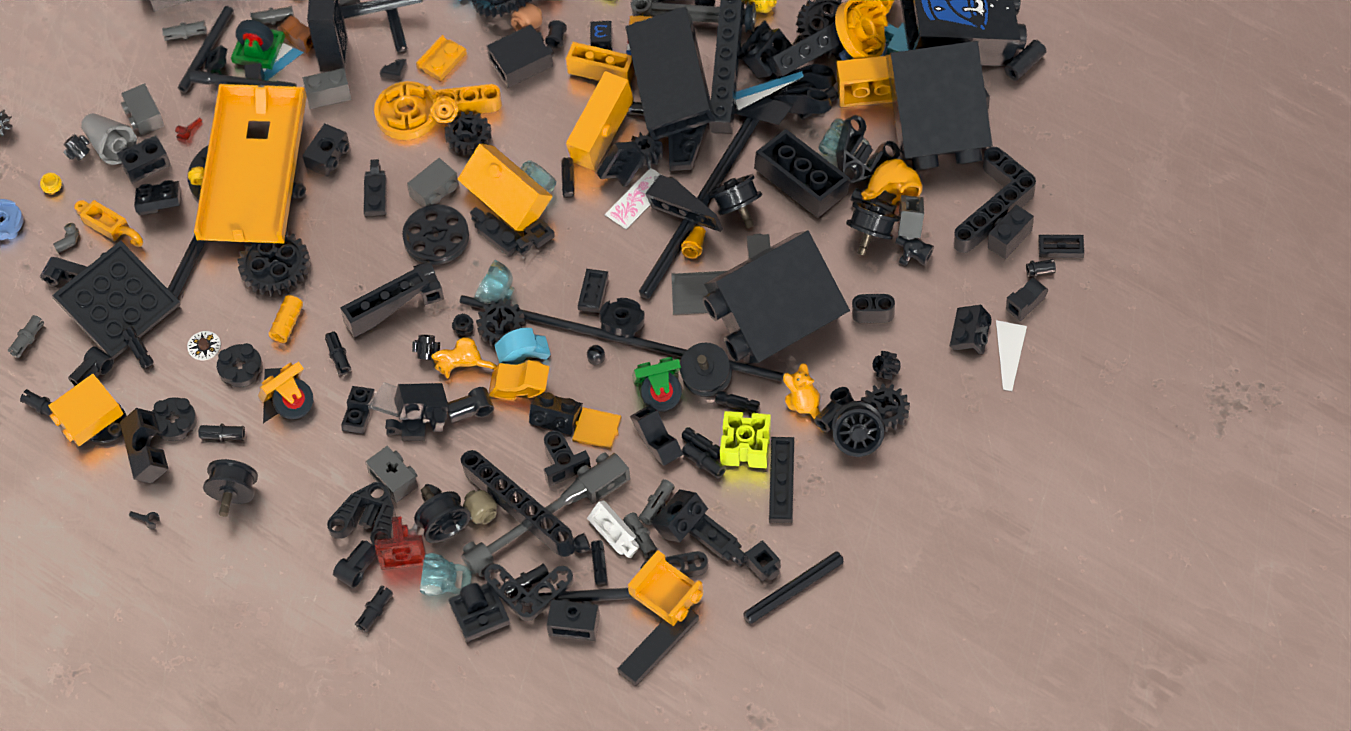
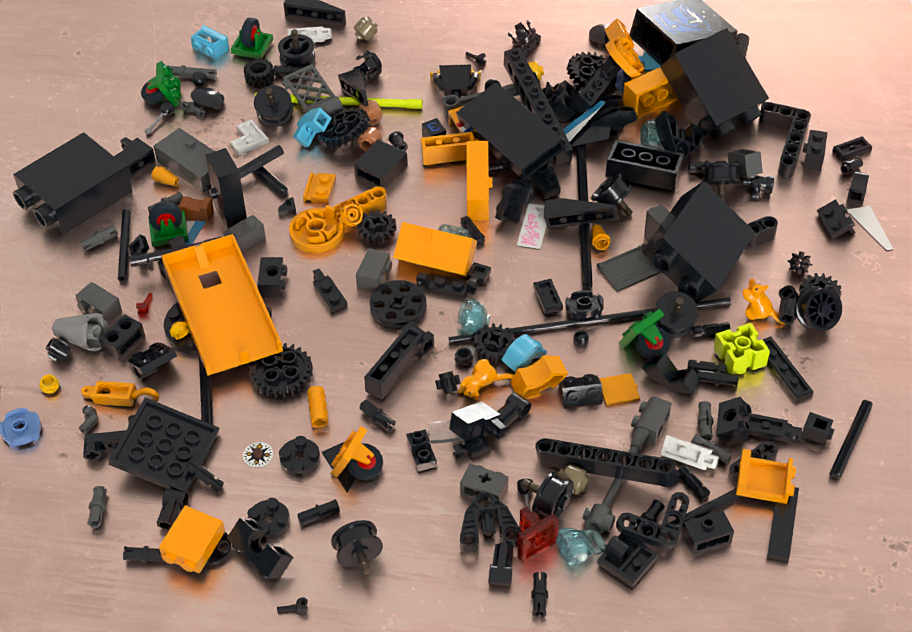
camera: 30 degrees left, 10 degrees down
(562, 453) = (611, 418): black tile -> none
(895, 179) = (715, 145): light orange piece -> none

